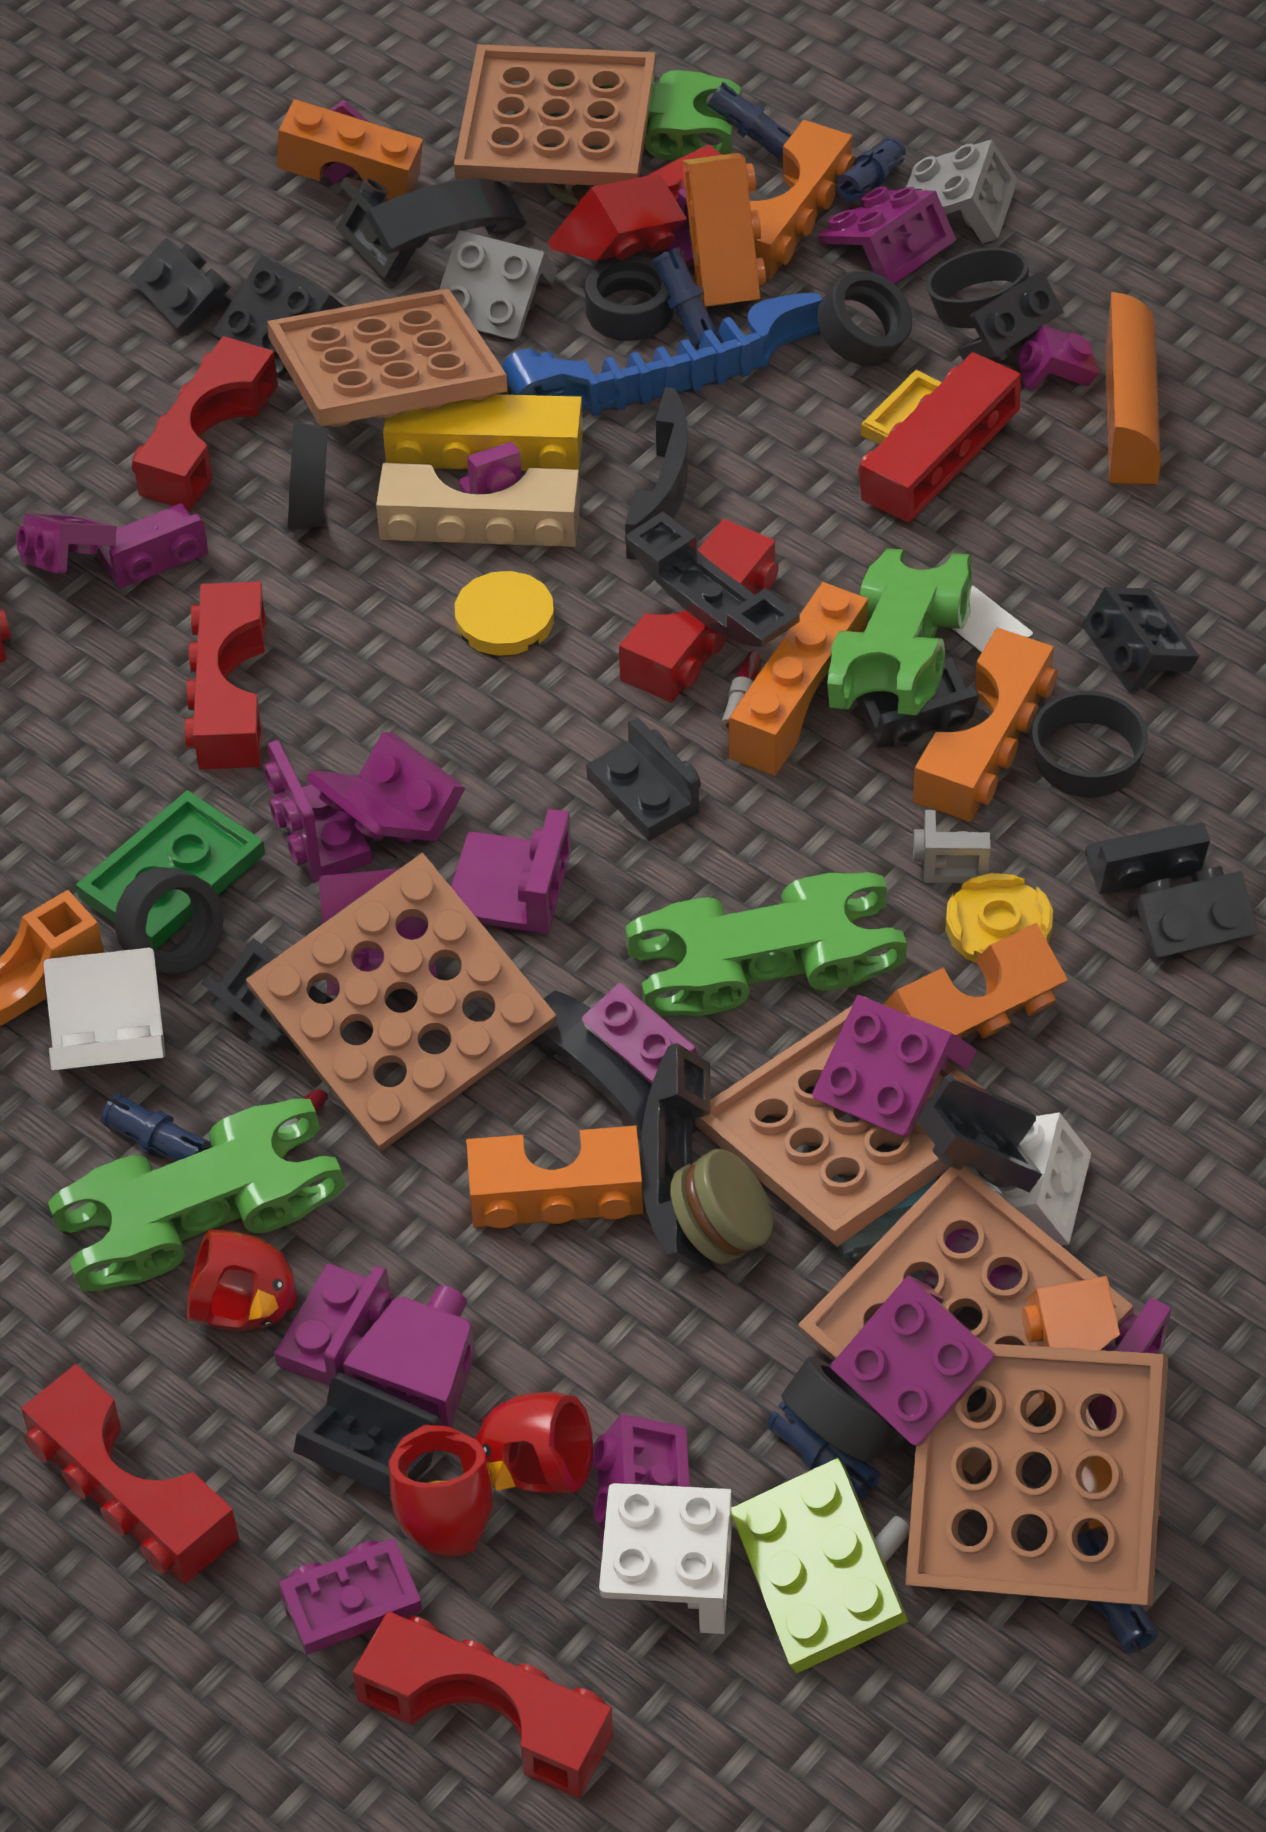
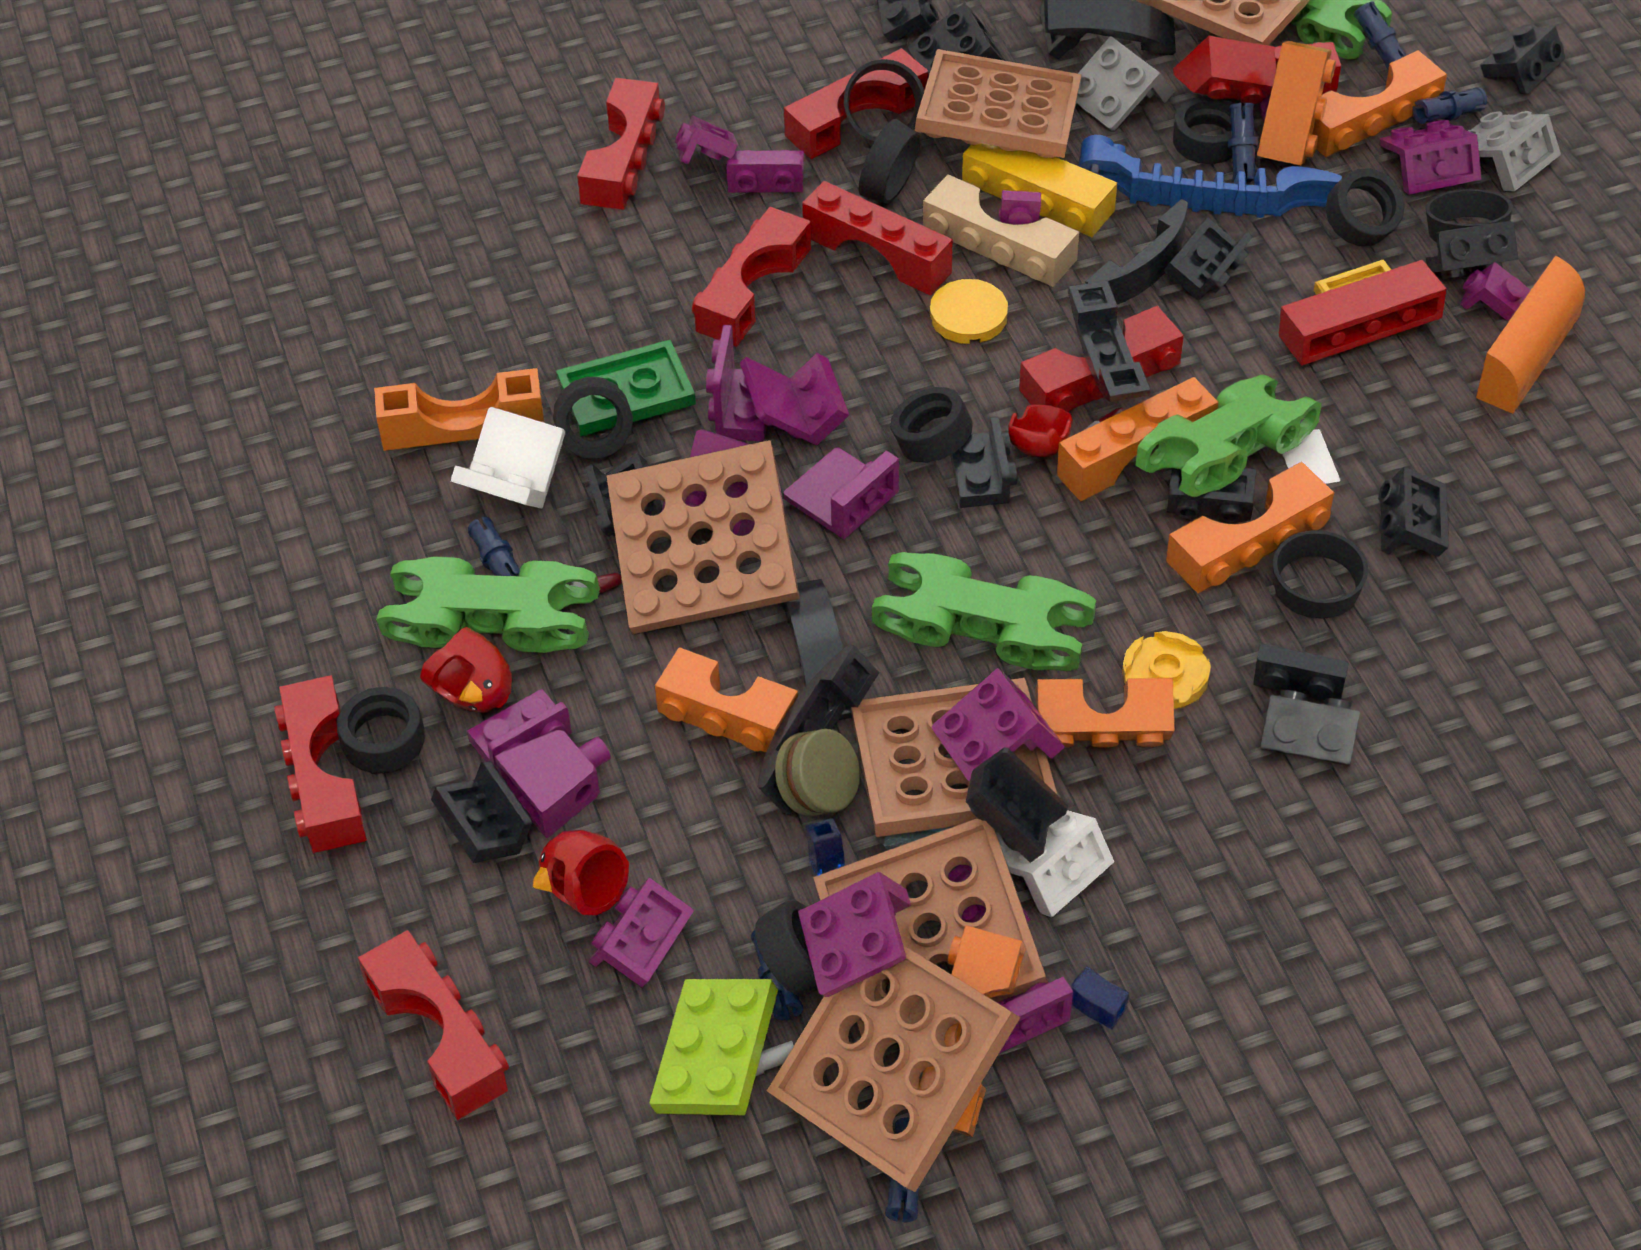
camera: 30 degrees right, 0 degrees up
(178, 1438) = (372, 704): none -> black tyre
(282, 383) = (889, 65): none -> black tyre
(348, 1594) = (389, 907): magenta bracket -> none
(401, 568) = (914, 251): none -> red arch
(442, 1515) = (494, 887): red piece -> none
(546, 736) = (940, 440): none -> black tyre
(633, 1030) = (843, 625): magenta bracket -> none
(669, 1548) = (620, 985): white bracket -> none
(688, 712) = (1040, 430): none -> red hair
(732, 445) = (1205, 258): none -> black bracket
(784, 1287) = (825, 846): none -> clear blue piece
(908, 82) = (1526, 55): none -> black bracket
(950, 855) = (1159, 608): light grey bracket -> none
(1189, 1303) = (1099, 998): none -> clear blue piece

